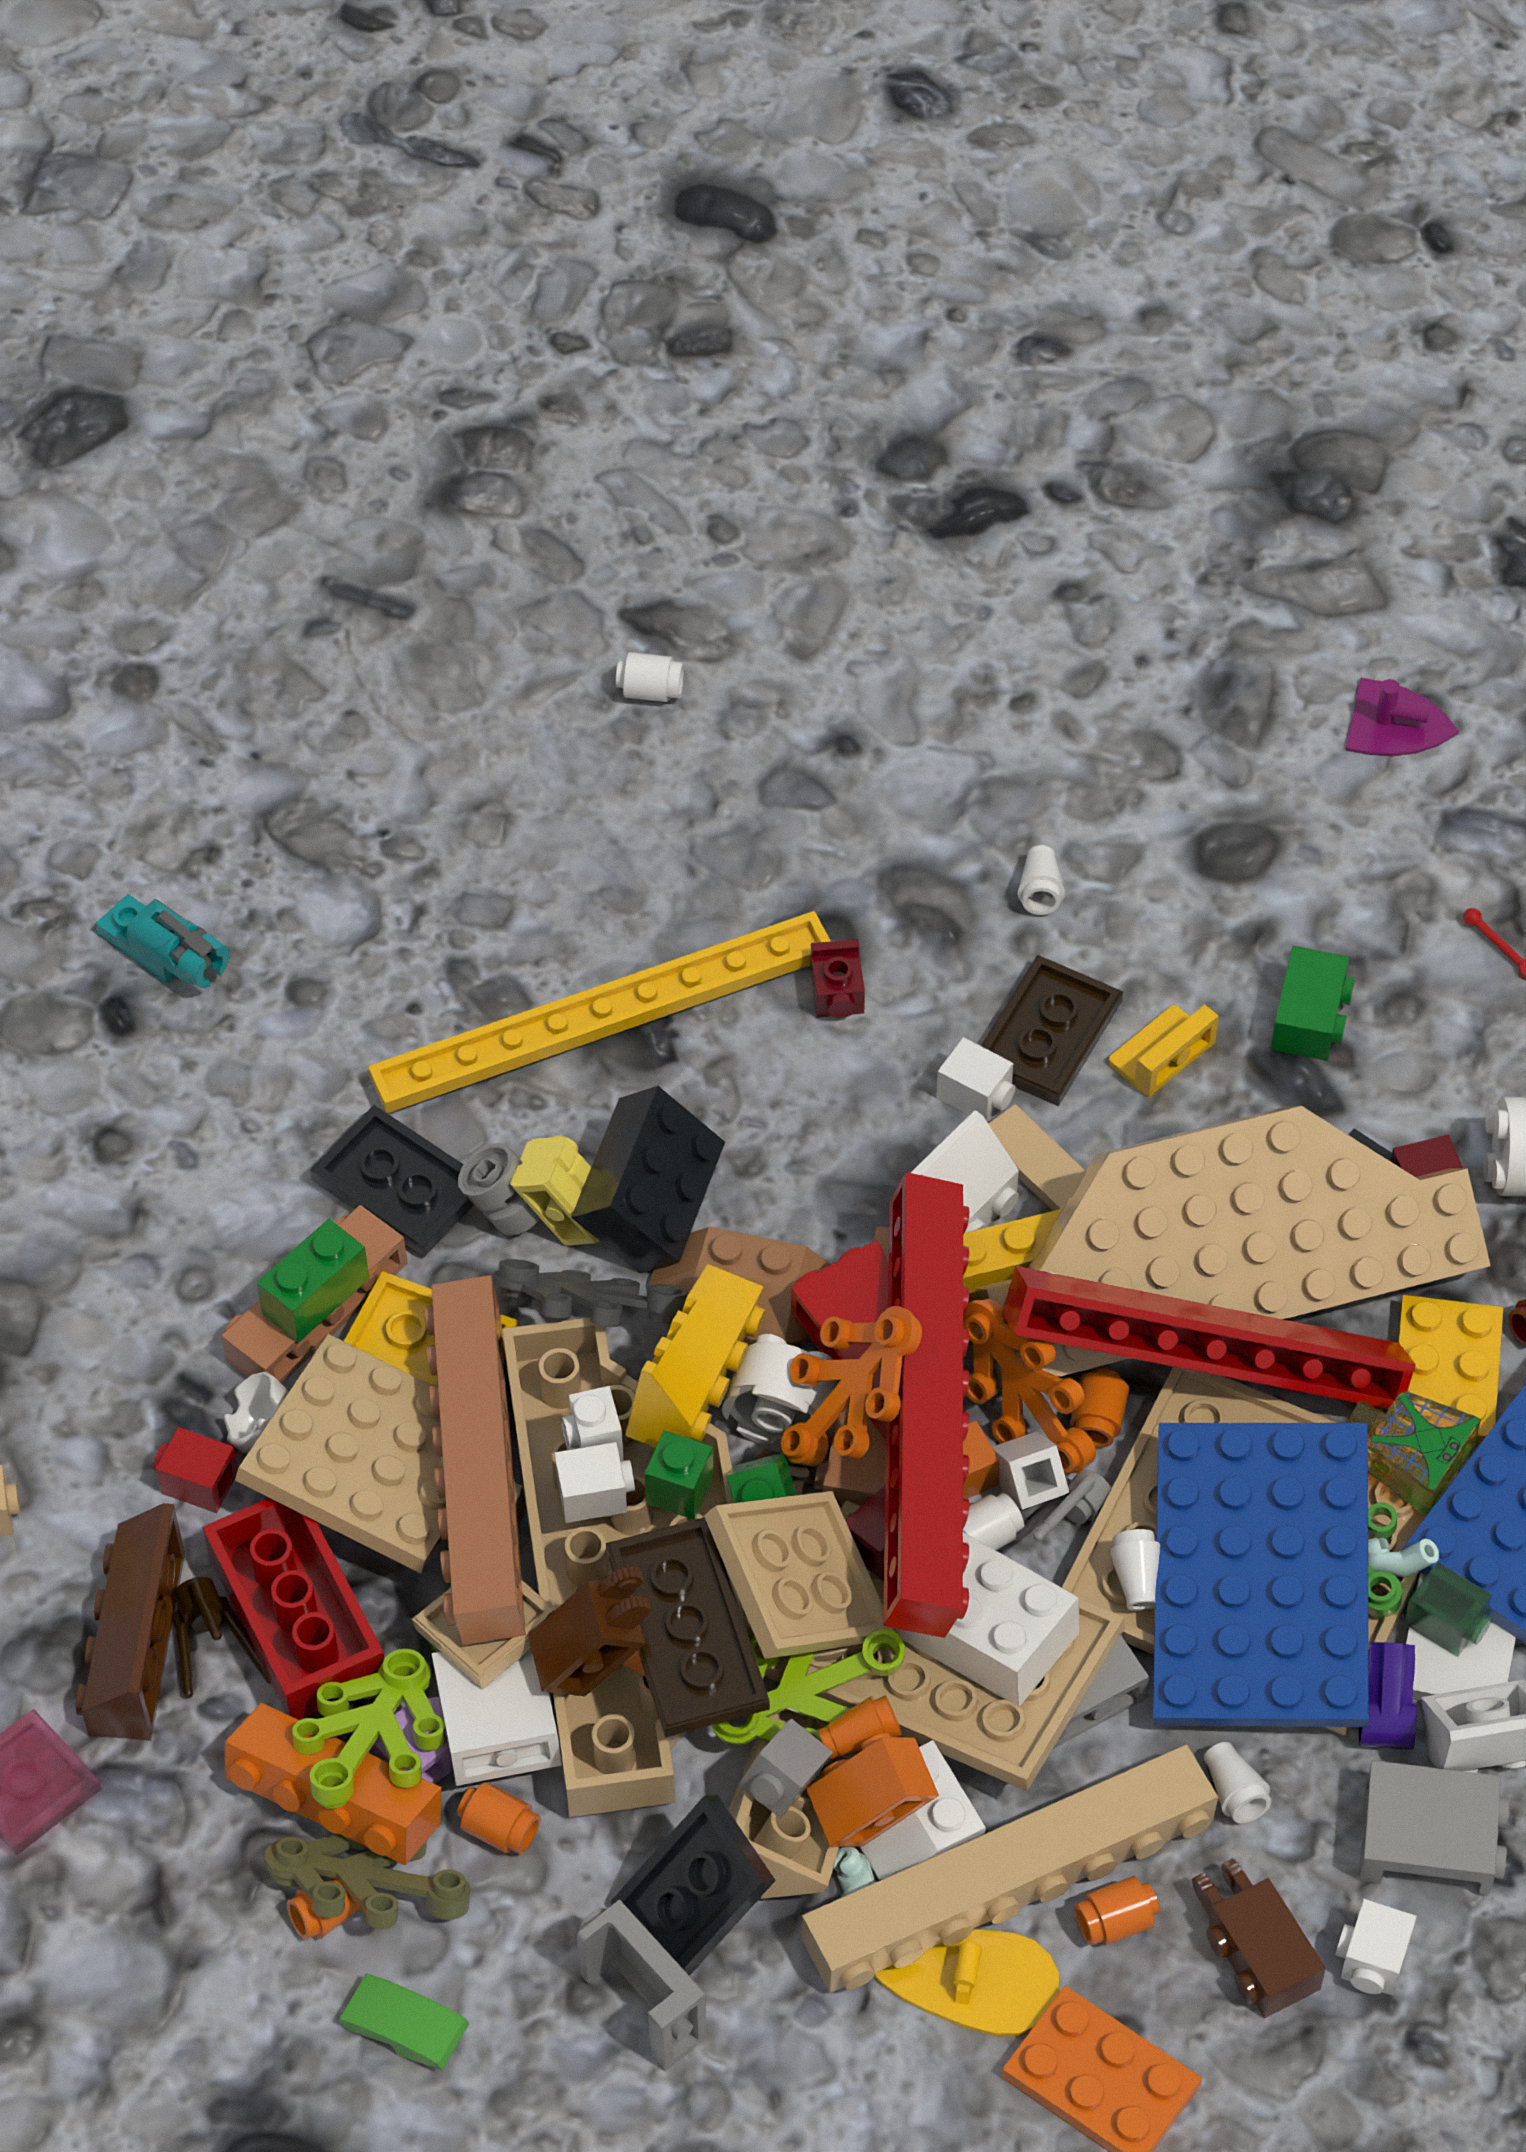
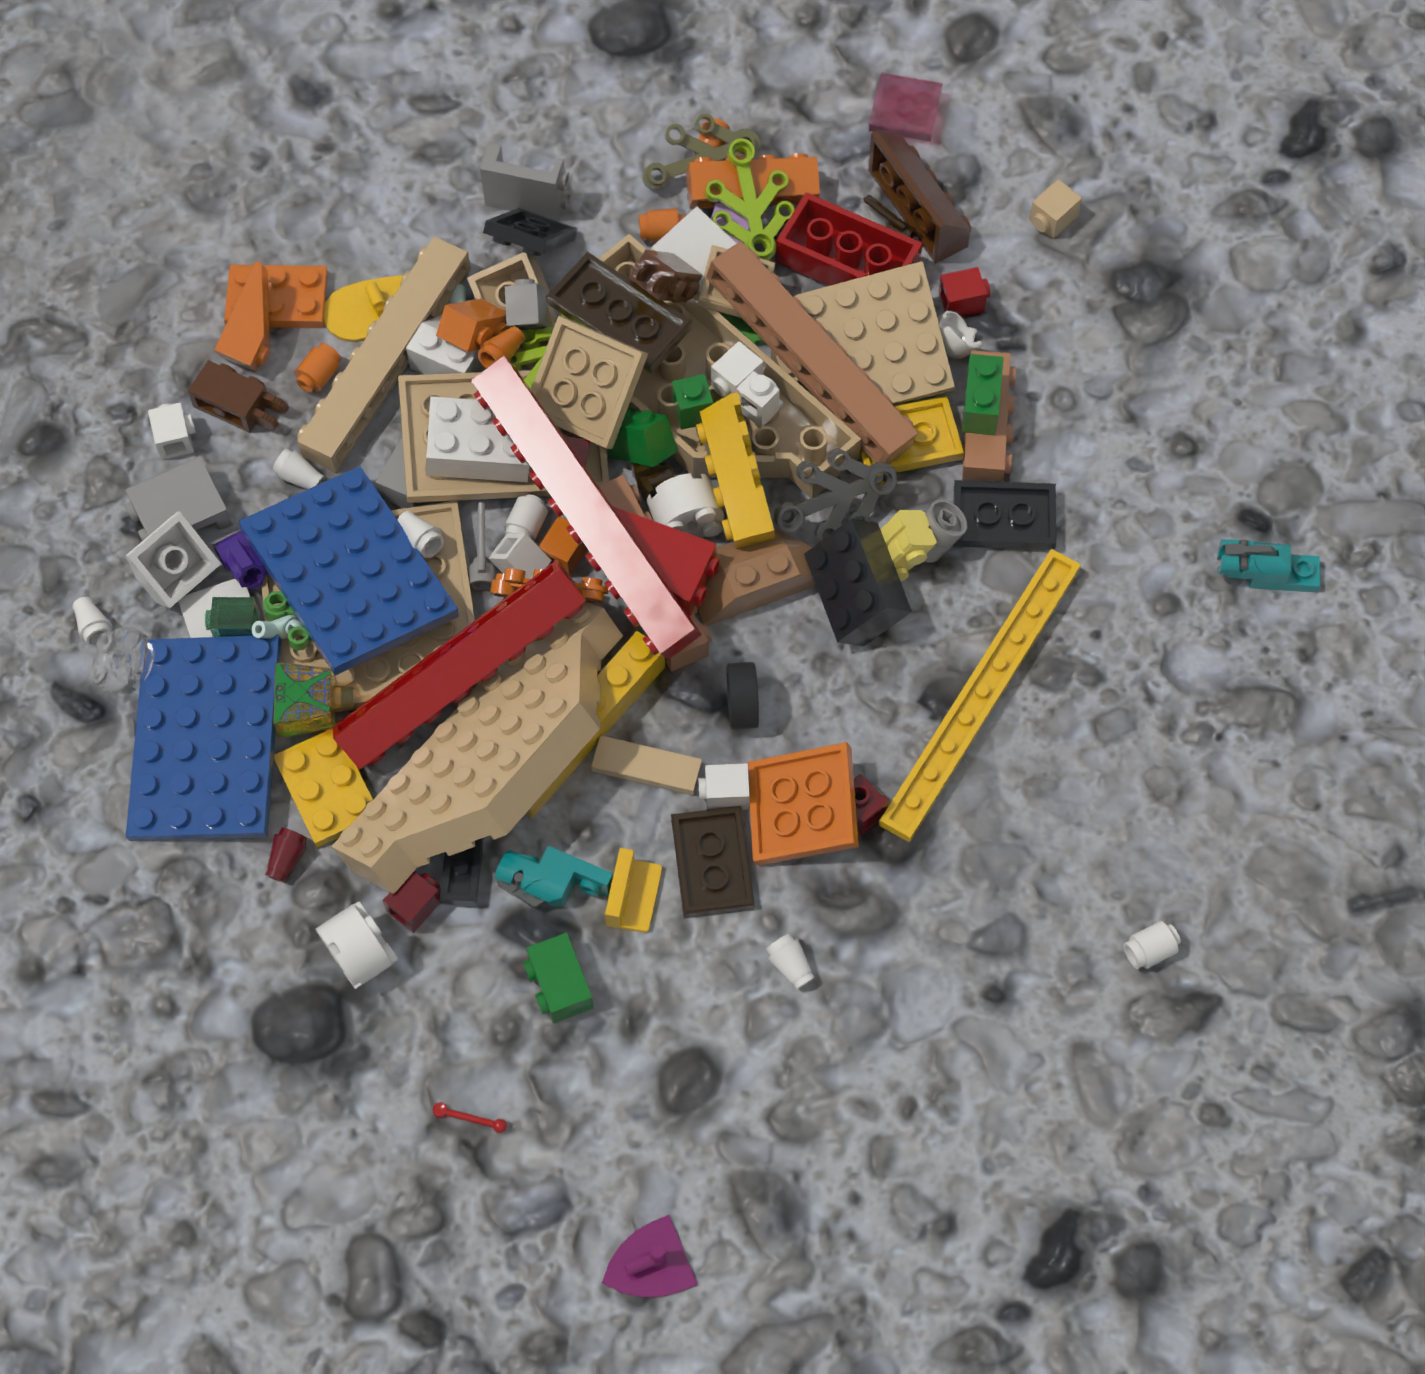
camera: 145 degrees right, 10 degrees up
(405, 2020) = (626, 116): bright green slope -> none
(883, 1148) = (742, 695): none -> black tyre
(891, 1338) = (618, 500): orange plant -> none
(907, 1000) = (802, 804): none -> orange plate
(980, 1163) = (677, 702): white slope -> none
(1187, 2013) = (247, 329): none -> orange slope
(1229, 1096) = (551, 878): none -> teal plate

